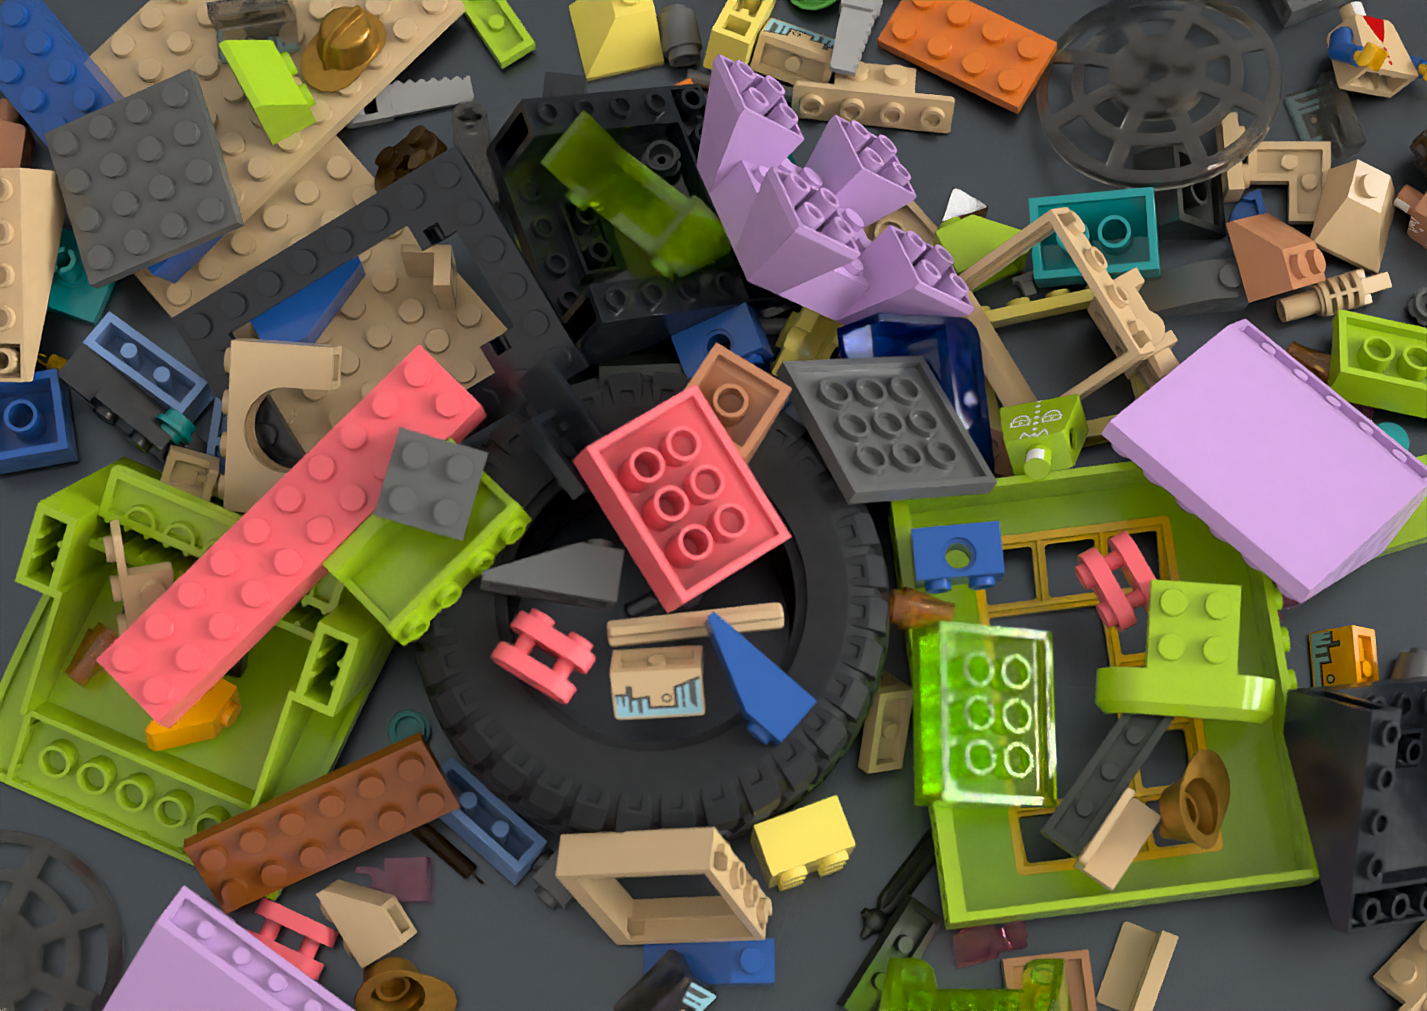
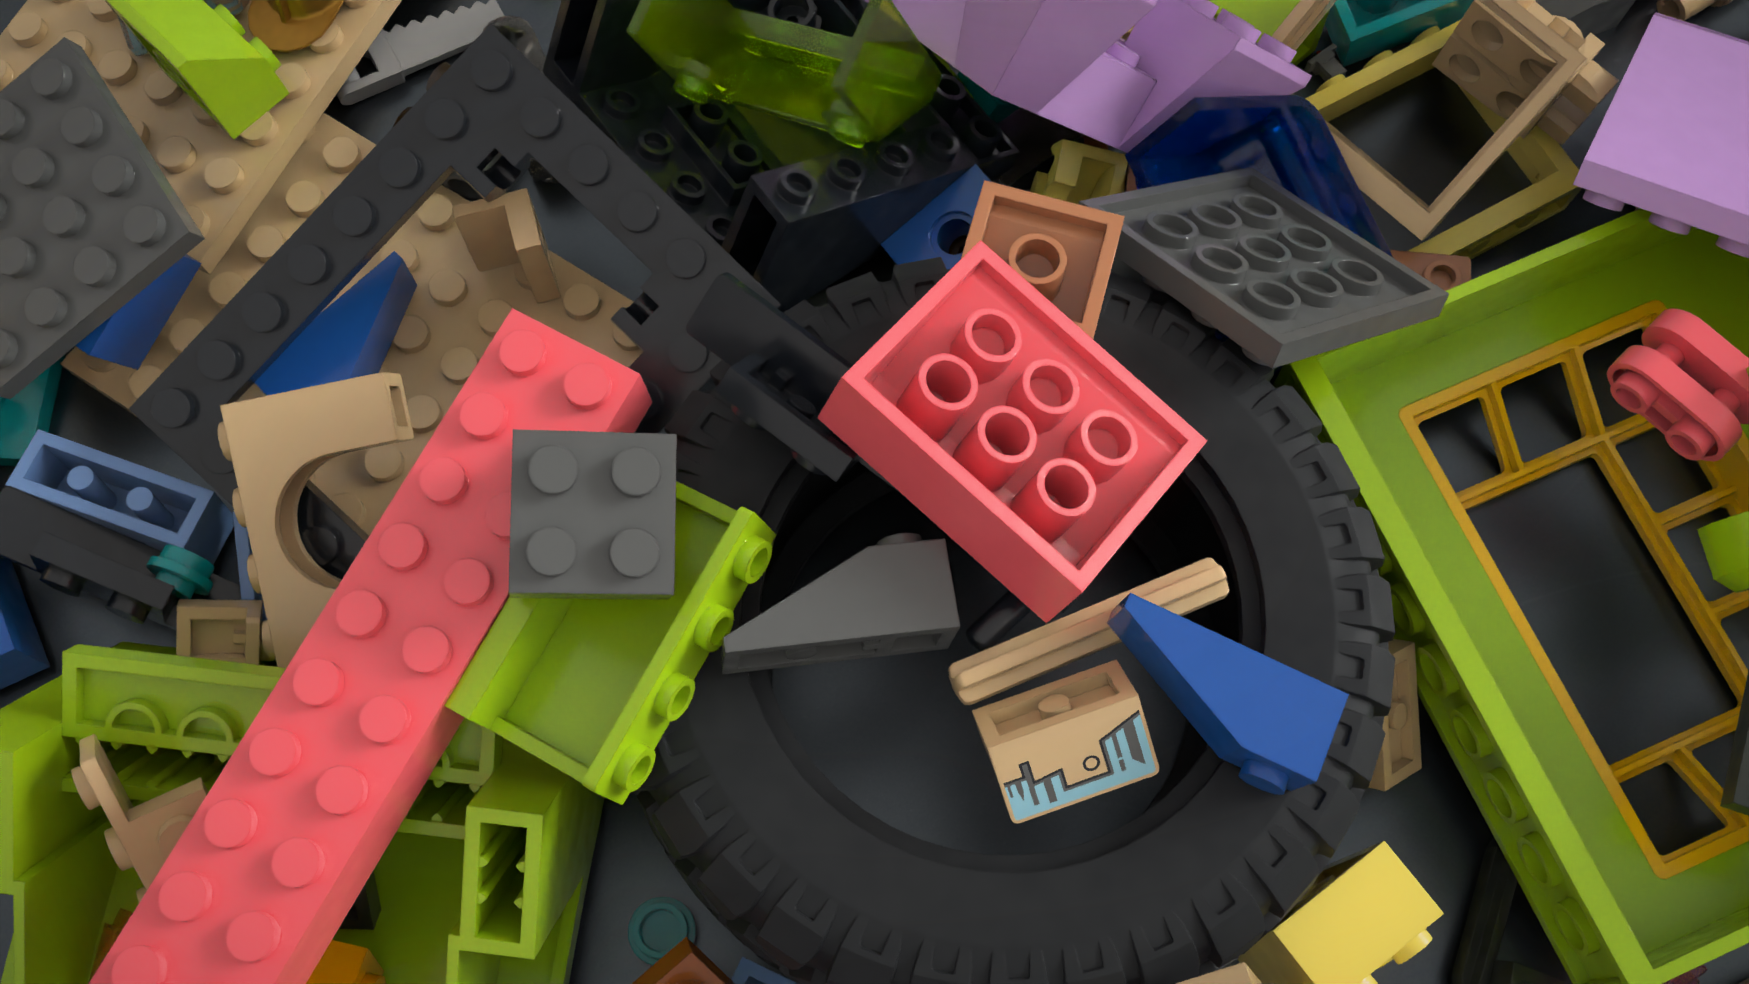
camera: 15 degrees left, 5 degrees down
(570, 651) = (906, 732): coral brick -> none
(916, 609) = (1410, 513): clear orange cone -> none
(977, 540) = (1460, 390): blue brick -> none
(983, 716) = (1565, 651): clear neon green slope -> none
(1044, 435) = (1467, 223): lime torso -> none

